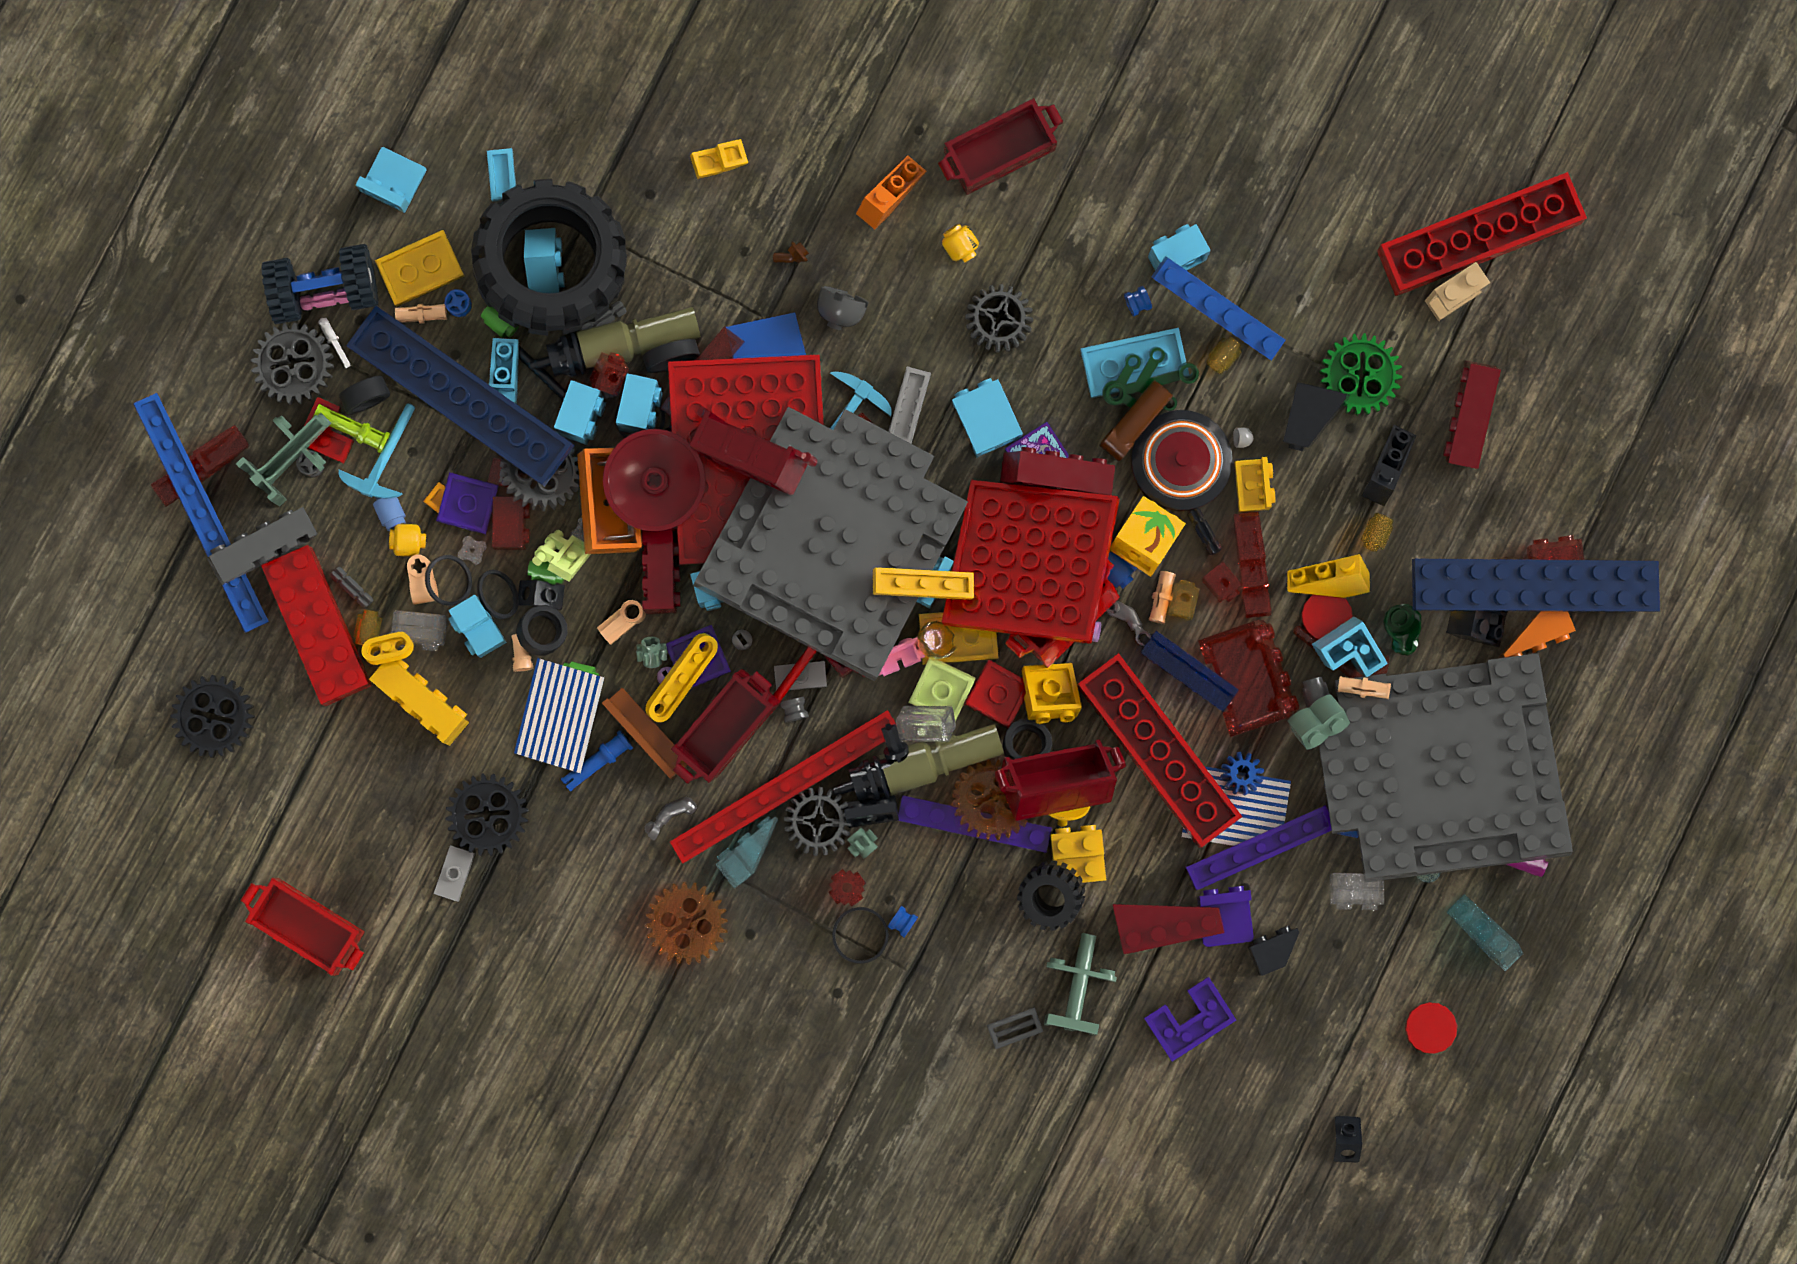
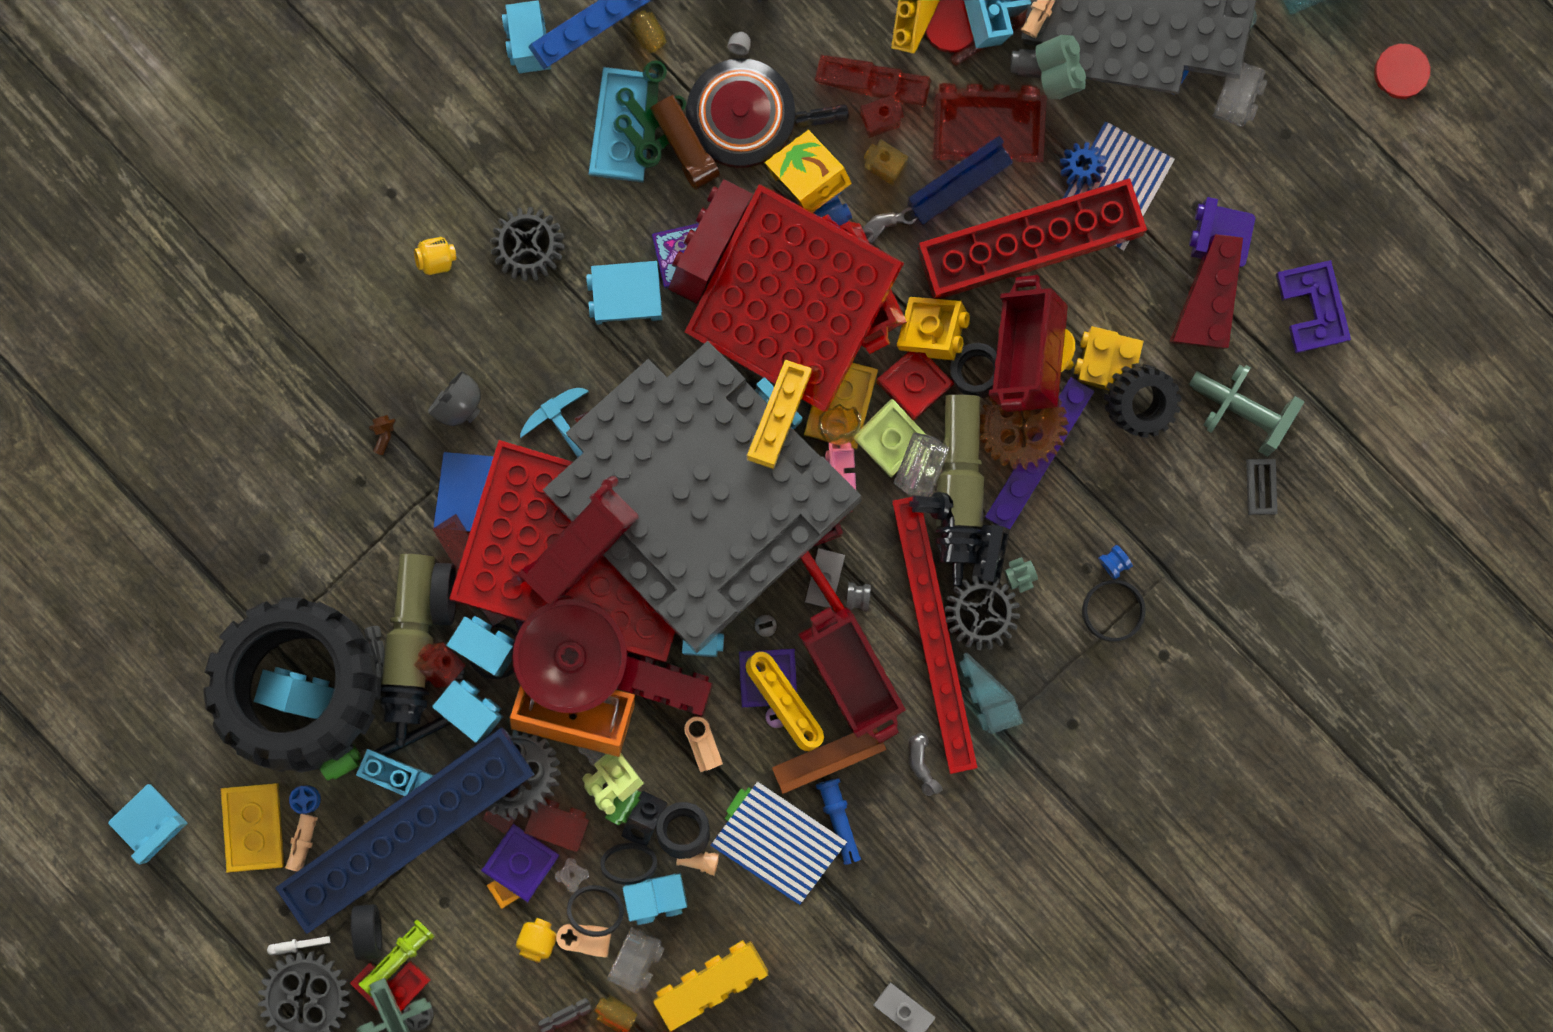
camera: 70 degrees left, 0 degrees up
(283, 288) = (224, 980): black plate -> none
(323, 299) = (248, 940): bright pink axle -> none
(370, 486) = (465, 960): medium azure piece -> none
(388, 648) = (643, 998): yellow plate -> none
(389, 512) = (498, 948): medium blue brick -> none
(485, 791) = (881, 961): black gear -> none
(500, 172) = (182, 706): medium azure tile -> none
(651, 652) = (746, 723): sand green gear -> none
(674, 903) = (1065, 778): clear orange gear -> none
(719, 159) = (254, 473): yellow slope -> none
(854, 895) = (1051, 610): clear red brick -> none
(890, 192) = (355, 309): orange slope -> none
(909, 403) = (582, 366): light grey plate -> none
(1000, 146) = (348, 177): dark red container -> none
(1138, 301) = (561, 97): blue wheel -> none
(1162, 597) = (874, 182): light nougat pin -> none
(1254, 484) = (792, 47): yellow bracket -> none
(1259, 848) = (1164, 174): dark purple plate -> none
(1273, 952) = (1274, 198): black slope -> none
(1348, 1137) = (1485, 191): black bracket -> none

